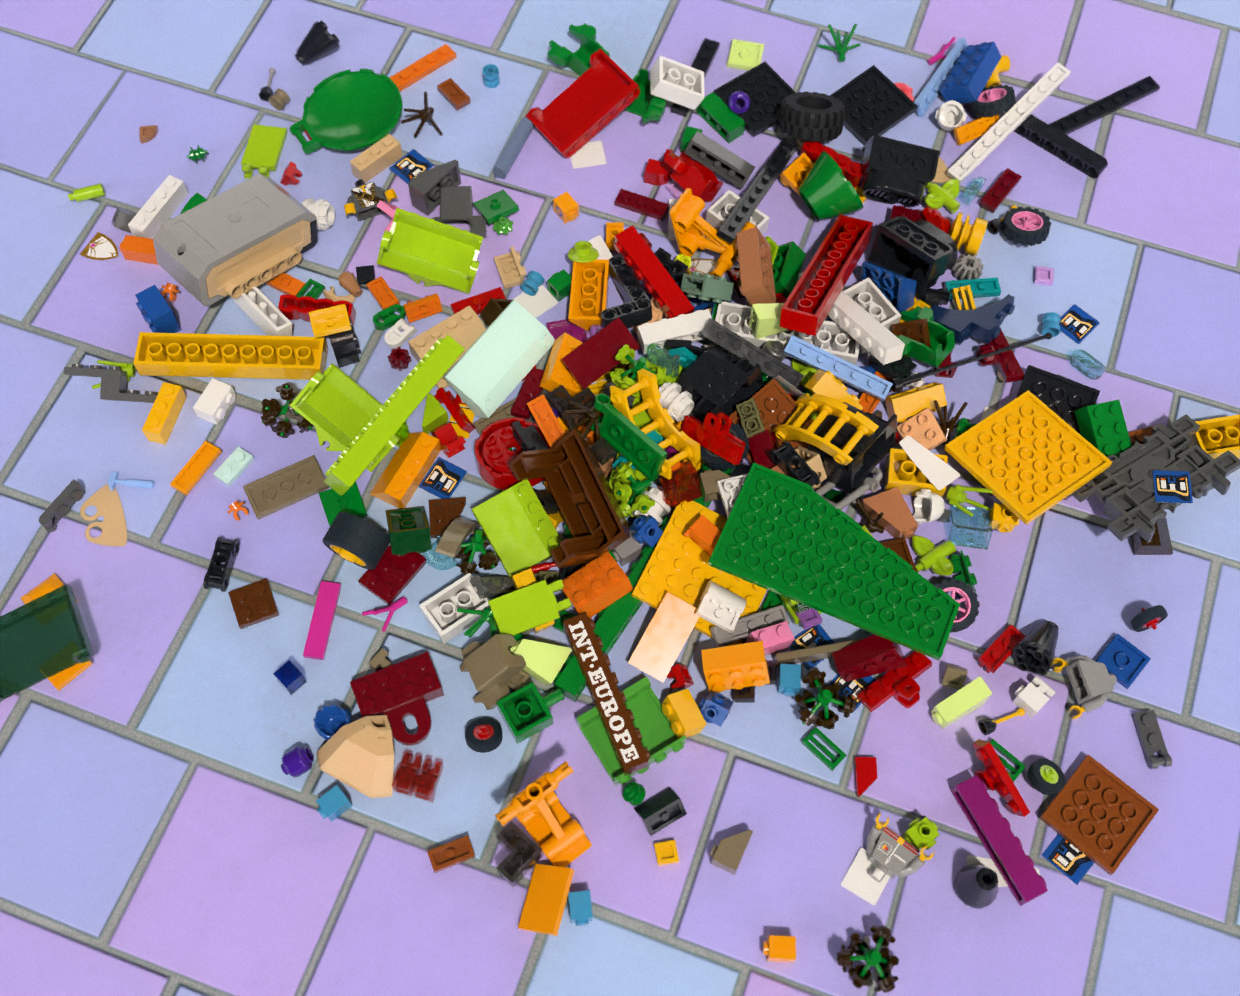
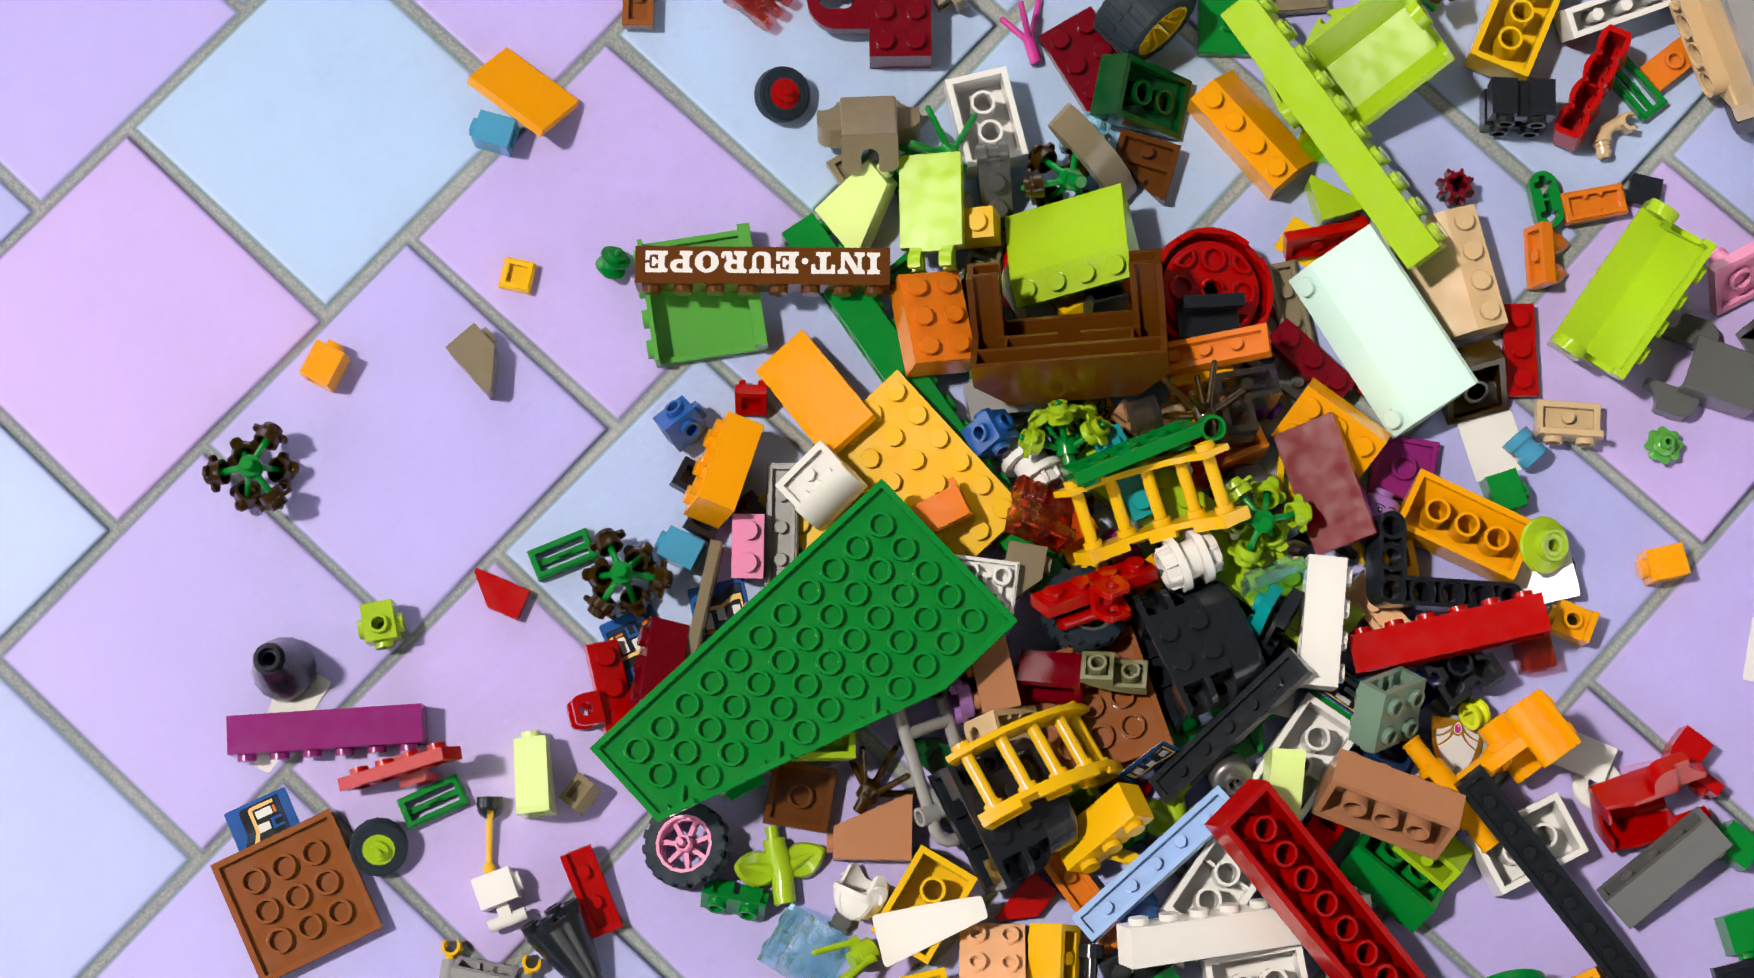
camera: 115 degrees right, 15 degrees up
(329, 321) = (1541, 83): yellow plate -> none
(348, 282) = (1631, 160): medium nougat cone -> none
(395, 338) = (1497, 195): white plate -> none
(442, 479) = (1216, 184): sticker -> none
(449, 440) = (1276, 209): red brick -> none
(496, 206) = (1707, 447): green plate -> none
(522, 854) = (598, 83): clear smoke brick -> none
(527, 711) = (788, 163): green brick -> none
(547, 820) = (627, 135): light orange plate -> none
(641, 204) = (1627, 700): dark red plate -> none
(660, 810) = (575, 289): black panel -> none
(683, 714) = (692, 373): yellow brick -> none
(786, 456) = (1012, 691): black piece -> none
(859, 880) = (366, 530): white sticker -> none
(892, 853) = (375, 571): light grey torso -> none

